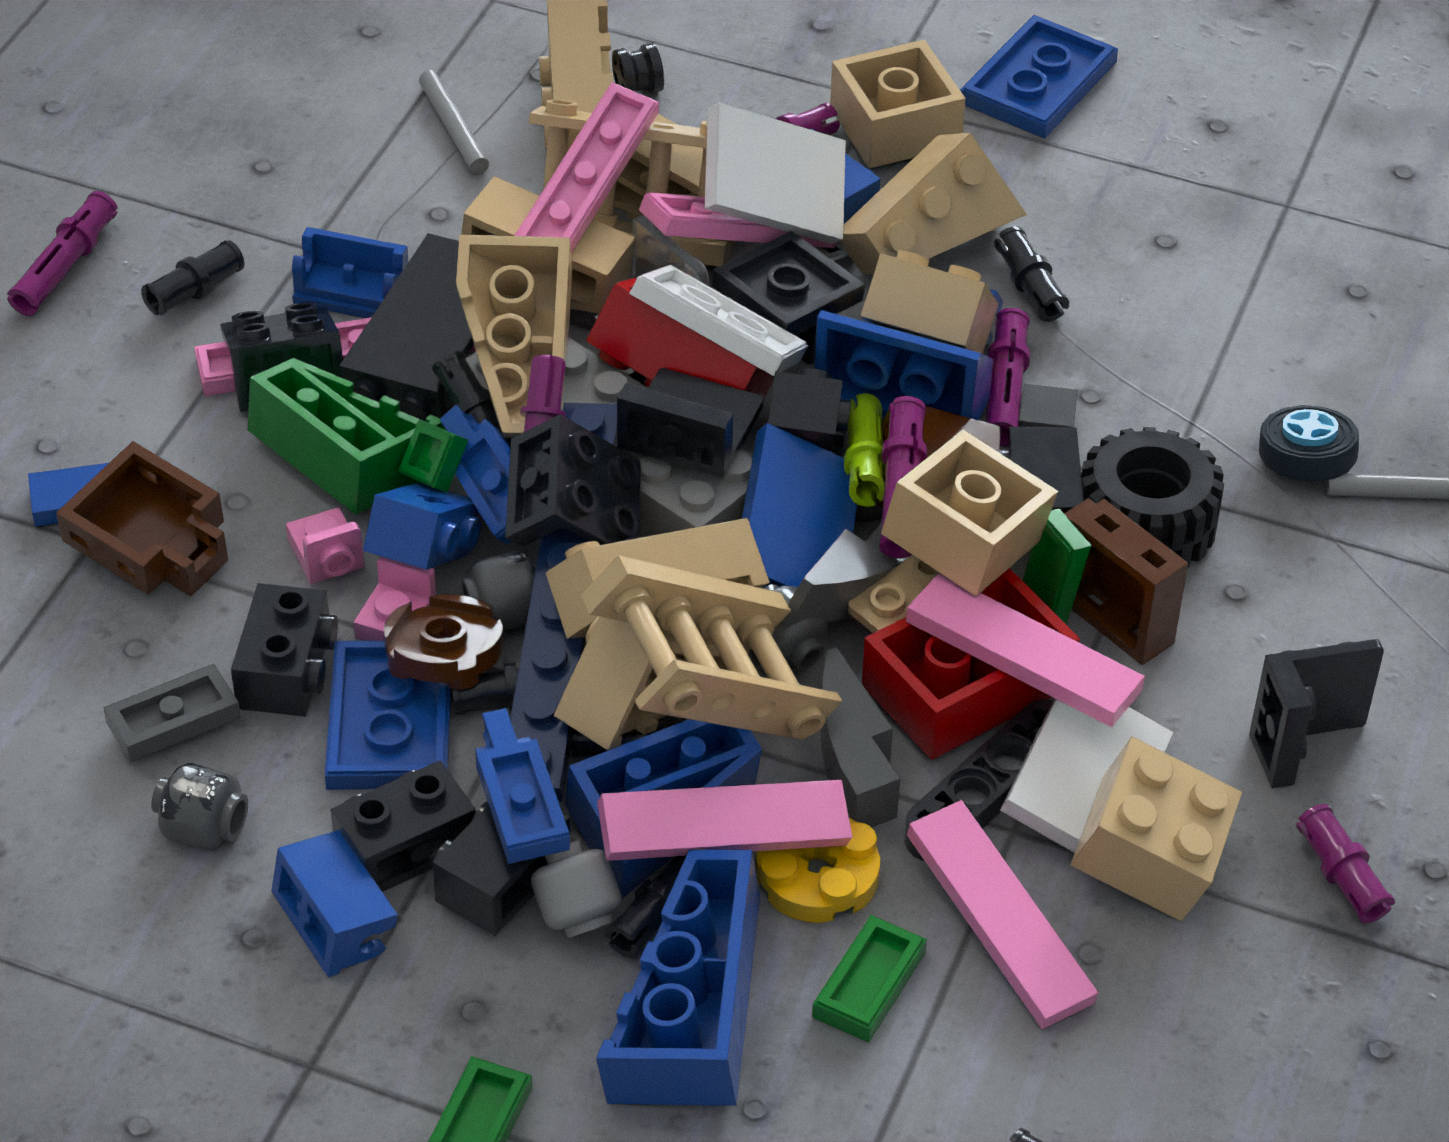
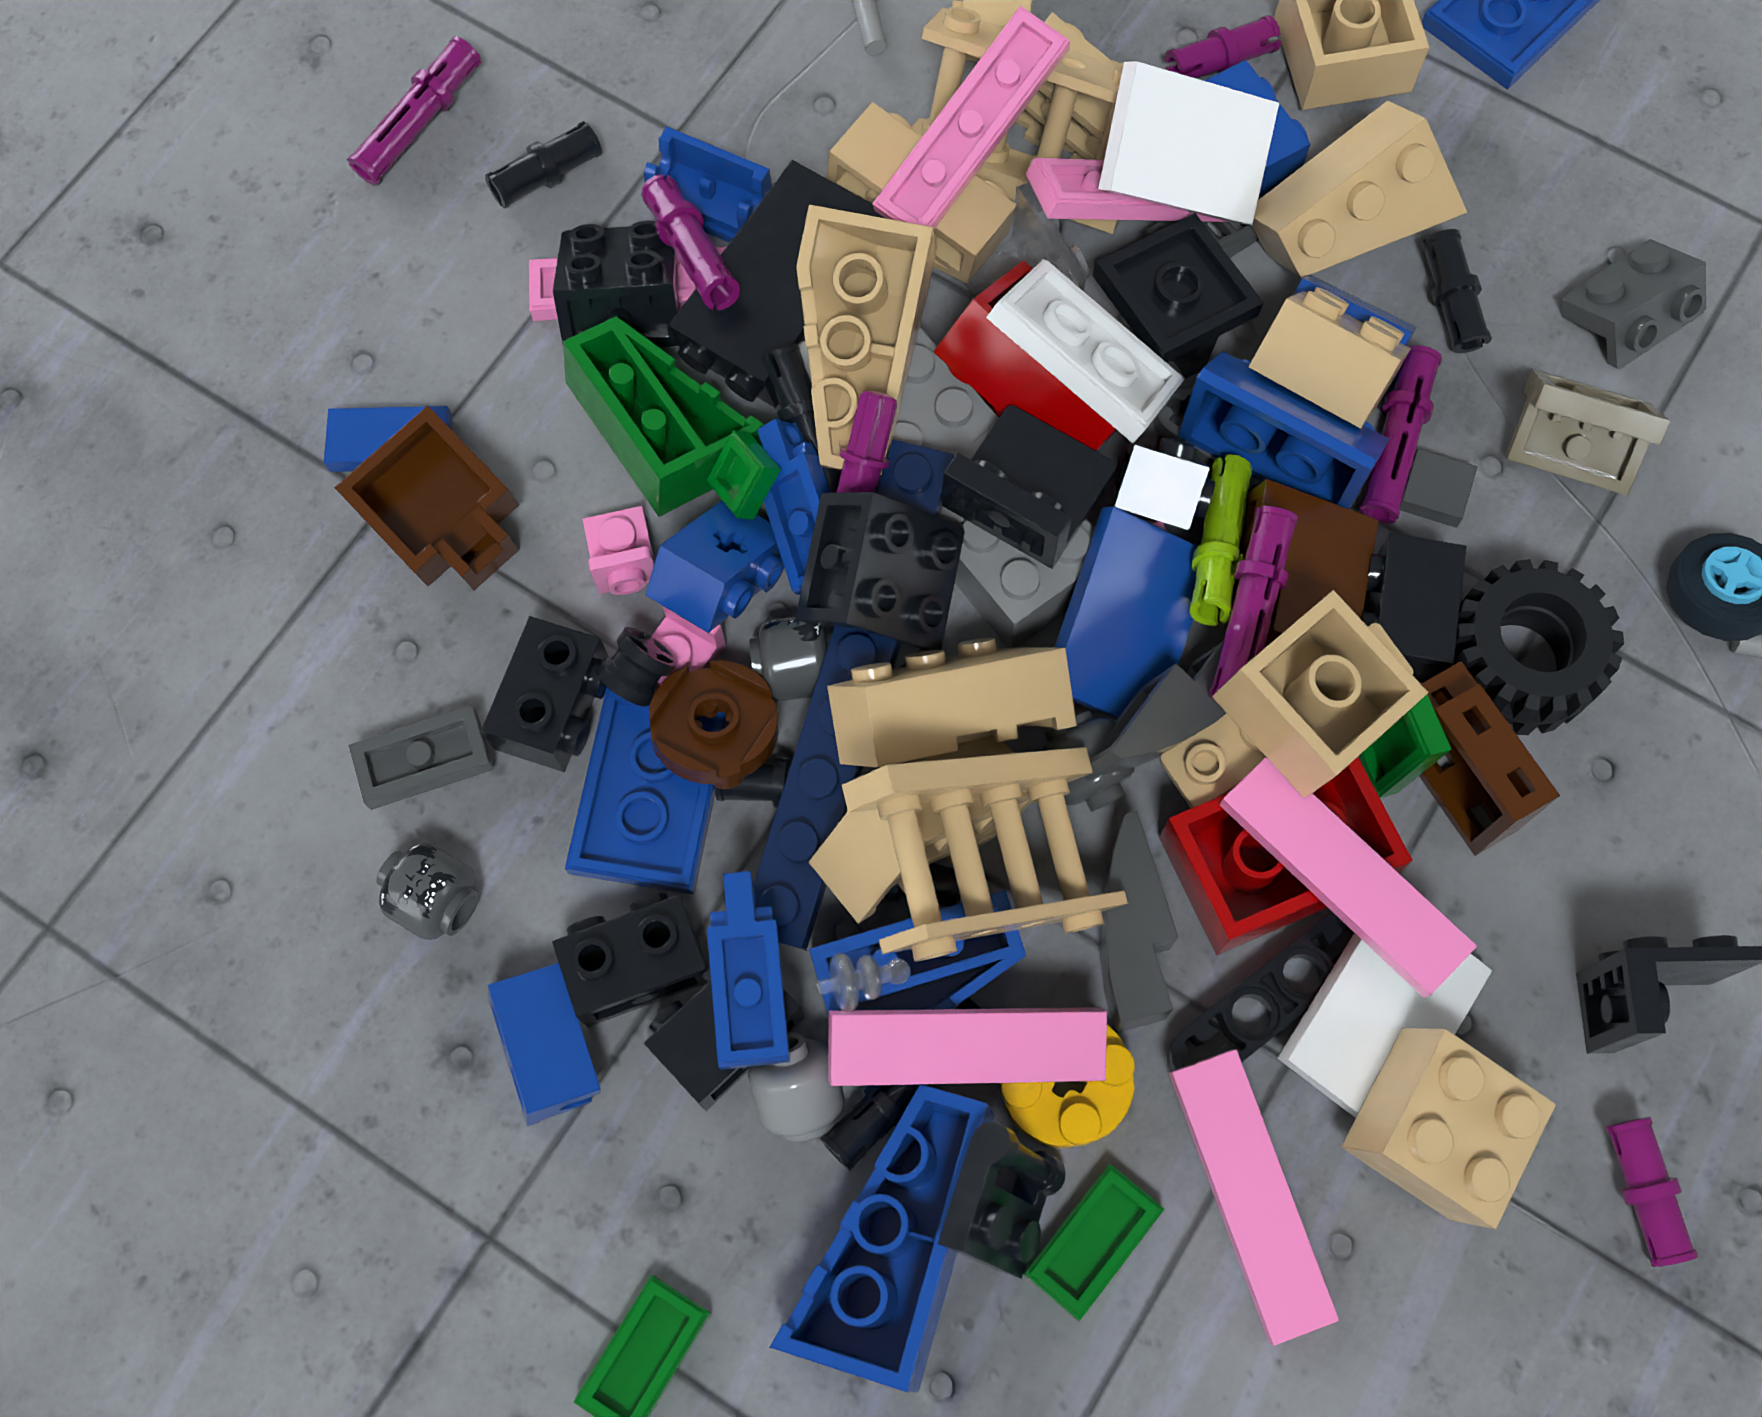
camera: 15 degrees right, 25 degrees up
(337, 295) = (681, 227): none -> magenta pin
(365, 606) = (636, 666): none -> black wheel
(624, 773) = (868, 978): none -> clear hair
(779, 941) = (990, 1222): none -> black plate
(1161, 349) = (1584, 432): none -> dark tan bracket
(1190, 262) = (1639, 300): none -> dark grey bracket

